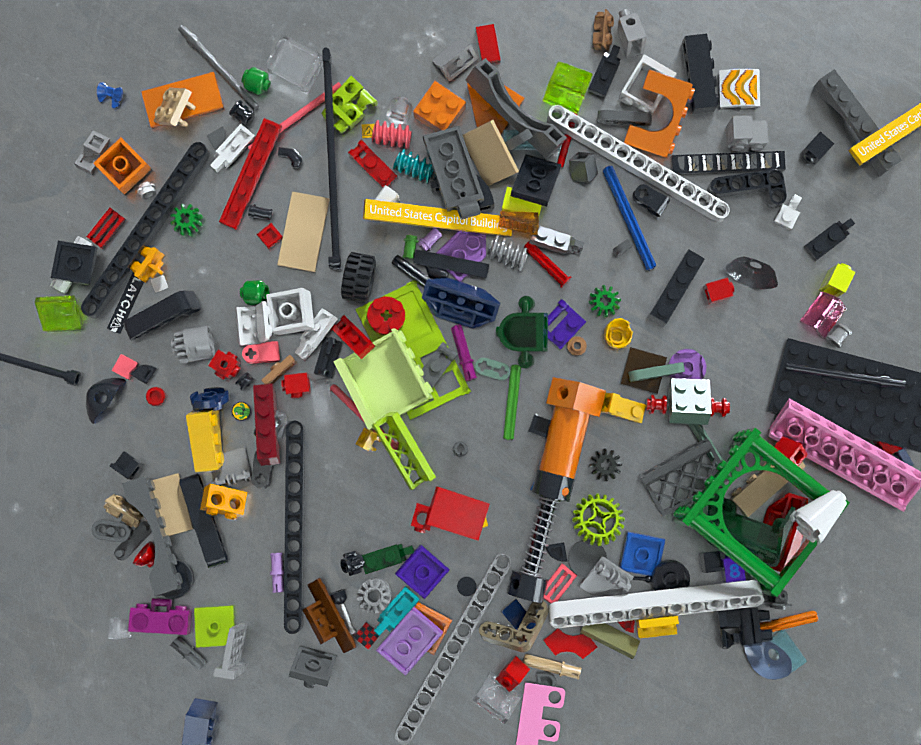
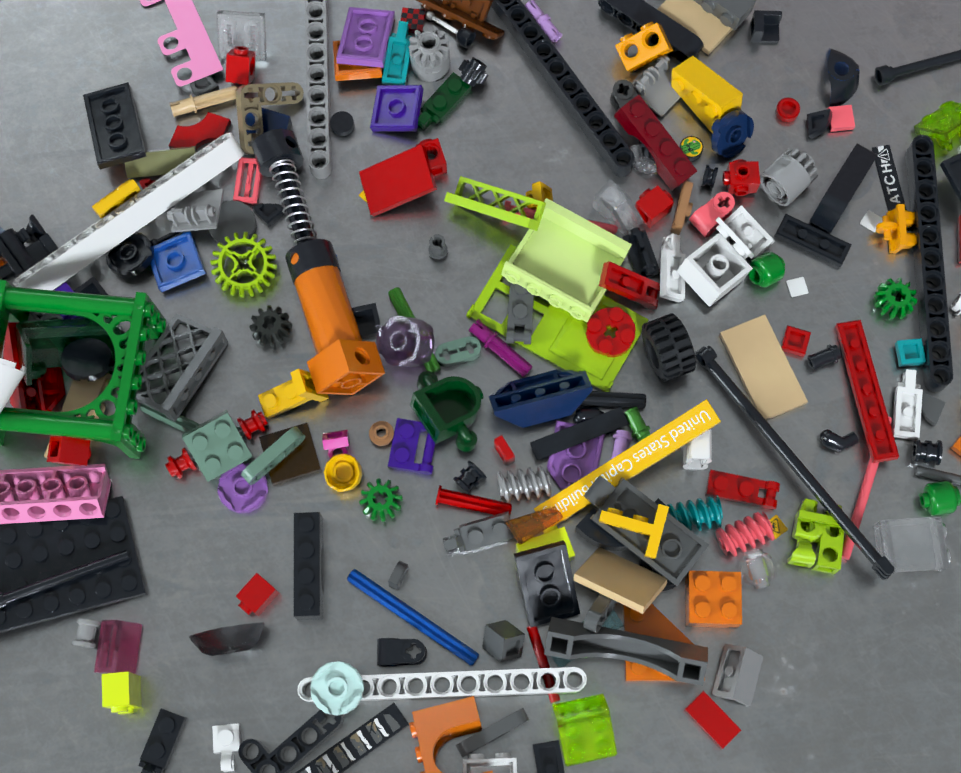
camera: 150 degrees right, 10 degrees down
(203, 180) = (910, 352): none -> teal plate
(208, 295) = (813, 240): none -> black tile
(241, 271) = (797, 287): none -> white sticker
(459, 171) = (639, 525): none -> yellow bracket
(506, 284) = (504, 450): none -> red tile
(525, 391) = (405, 341): none -> clear purple brick
(539, 280) = (469, 477): none -> black bush
(609, 358) = (335, 440): none -> dark pink tile
(627, 685) = (114, 126): none -> black tile
(704, 198) = (337, 688): none -> light aqua tile
(742, 514) = (86, 359): none -> black tile

